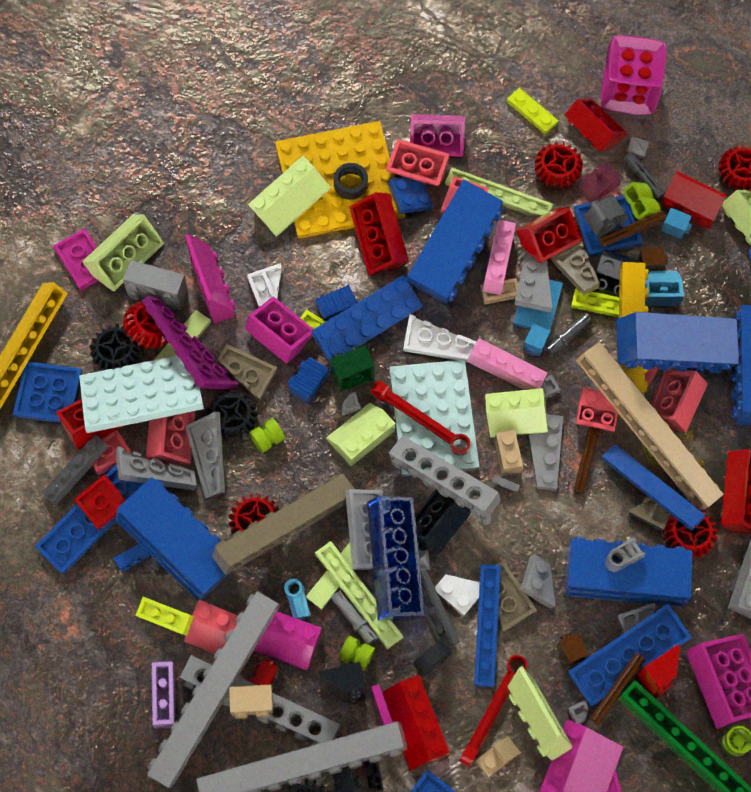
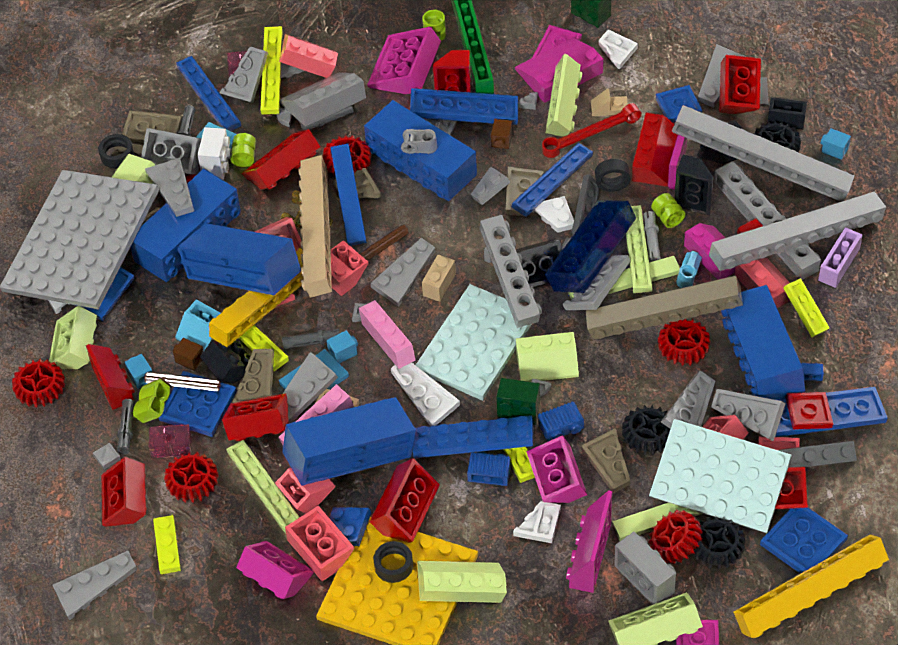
camera: 140 degrees left, 15 degrees down
(190, 350) = (650, 484): magenta wing -> none
(251, 701) = (773, 208): tan brick -> none
(266, 436) = (636, 396): lime wheel -> none
(385, 394) = (504, 367): red piece -> none
(505, 483) = (460, 263): light grey tile -> none
(517, 411) = (406, 301): yellowish green slope -> none
(559, 53) = (84, 587): none -> light grey wing
(605, 216) = (200, 392): dark grey brick -> none
(617, 689) = (490, 90): reddish brown axle -> none
(633, 75) = (56, 499): dark pink piece -> none

